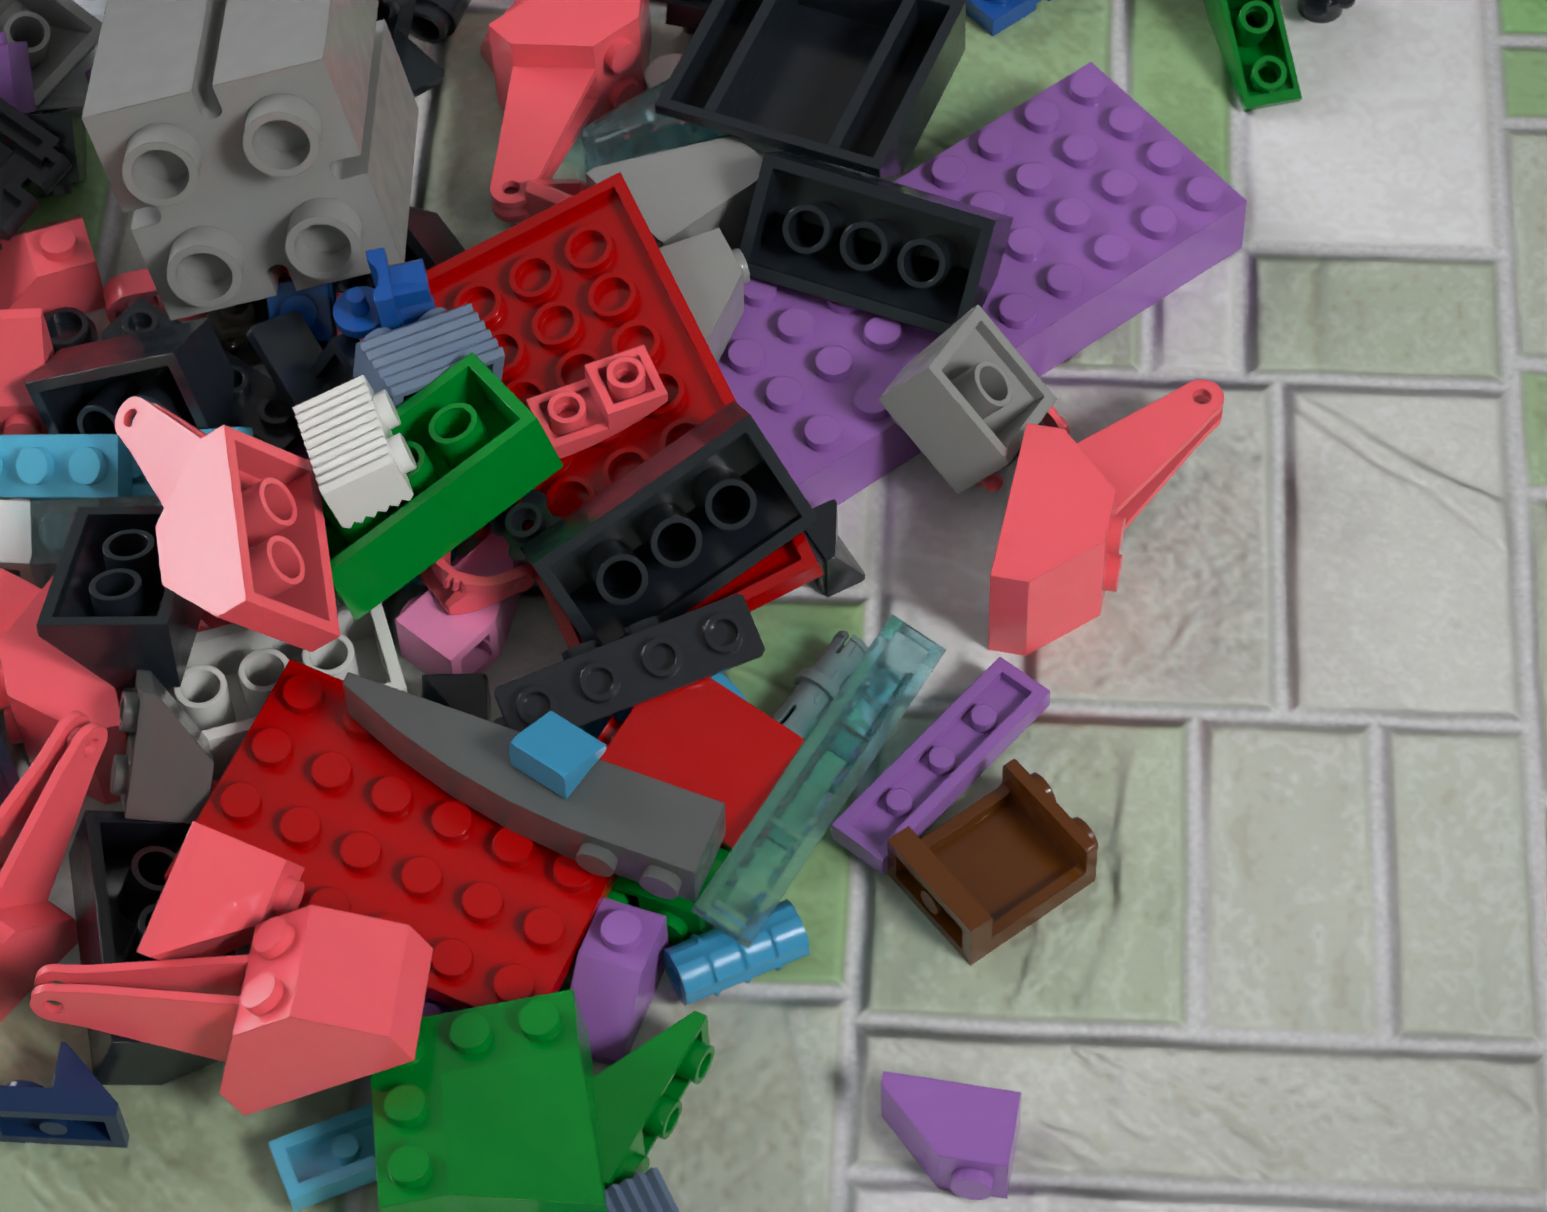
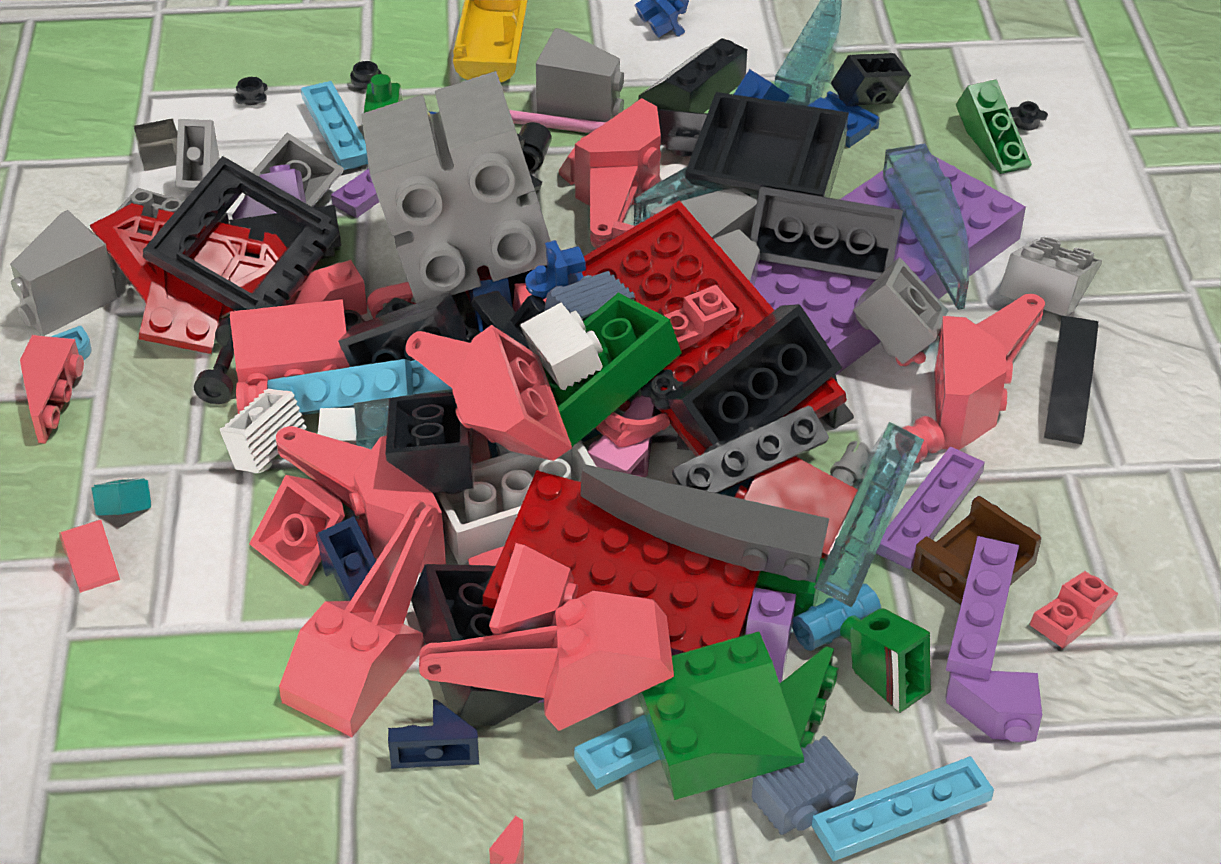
camera: 10 degrees left, 10 degrees down
(165, 760) = (470, 531): dark grey slope -> none
(555, 753) = (722, 497): dark azure slope -> none
(782, 1013) = (890, 656): none -> green torso
(960, 969) = (982, 608): none -> medium lavender plate
(961, 633) = (932, 434): none -> coral wheel
(1066, 210) = (931, 213): none -> clear light blue slope
(1131, 975) = (1074, 610): none -> coral slope
(1242, 542) = (1071, 380): none -> black slope
(1264, 332) = (1051, 273): none -> light grey slope

